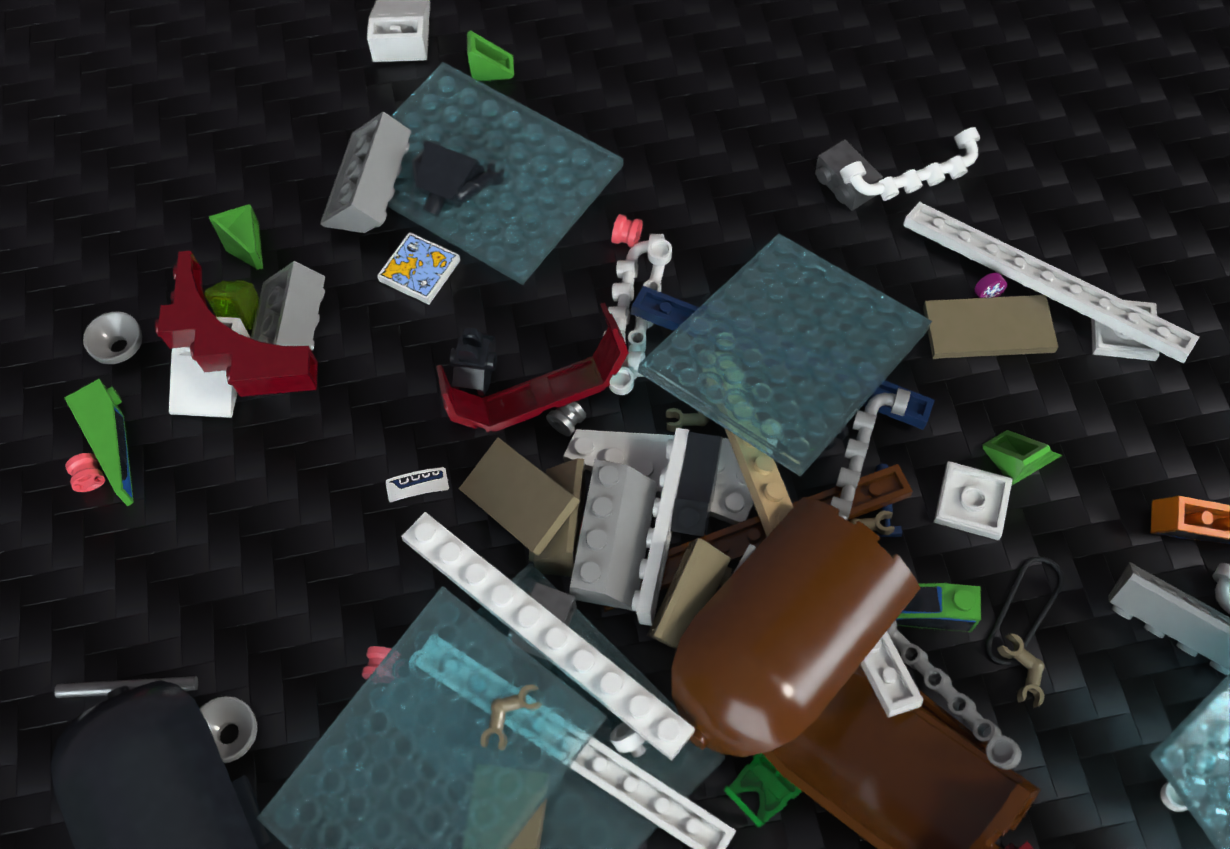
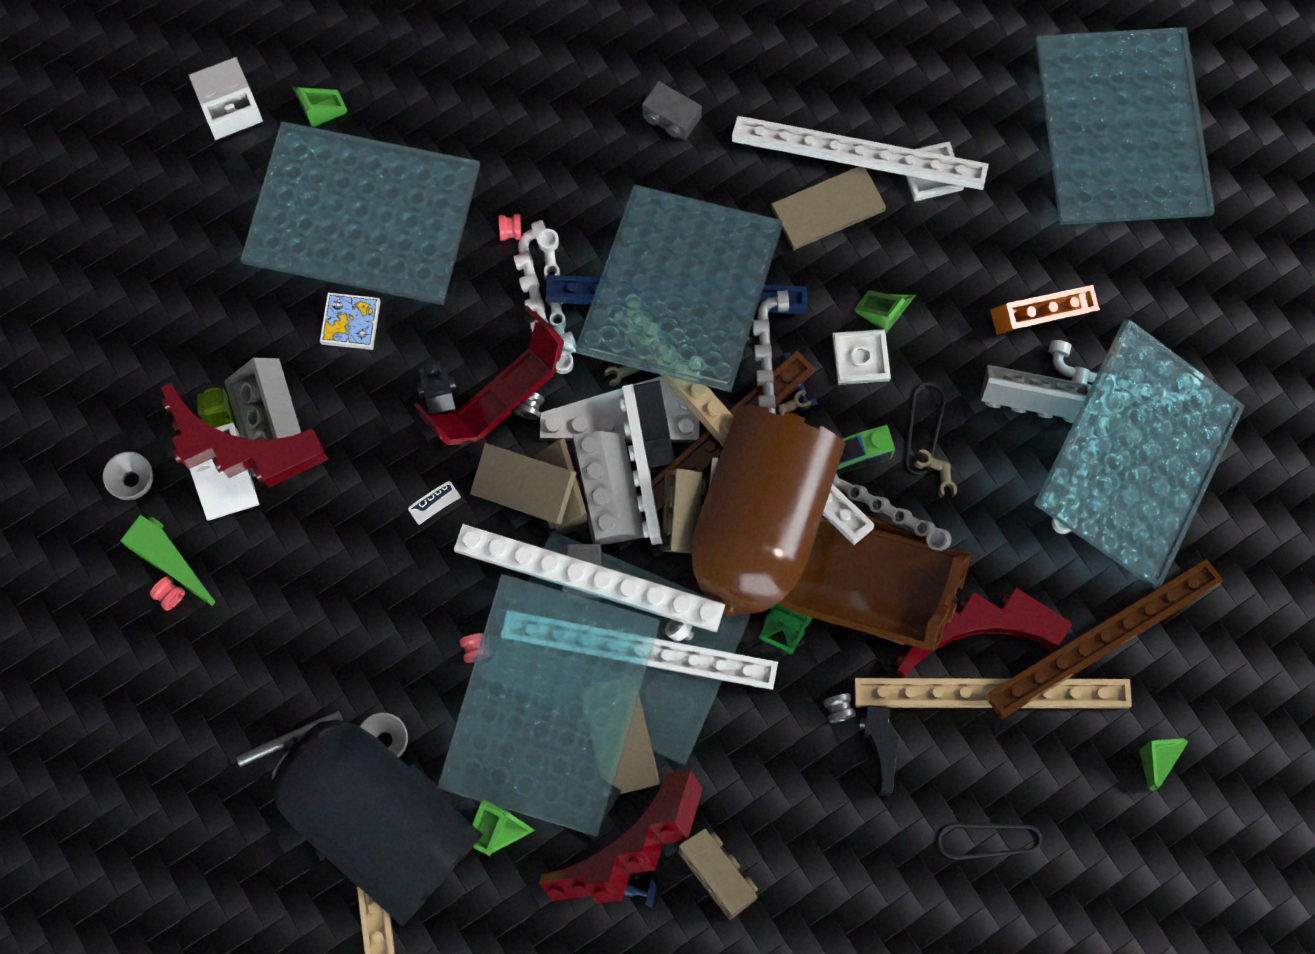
camera: 25 degrees left, 10 degrees up
(240, 234) = (187, 349): bright green slope -> none
(367, 175) = (271, 256): light grey slope -> none
(450, 177) = (344, 234): black torso -> none
(500, 707) = (583, 644): dark tan arm -> none
(912, 179) = (726, 99): white bar -> none
(990, 286) = (818, 173): magenta tile -> none

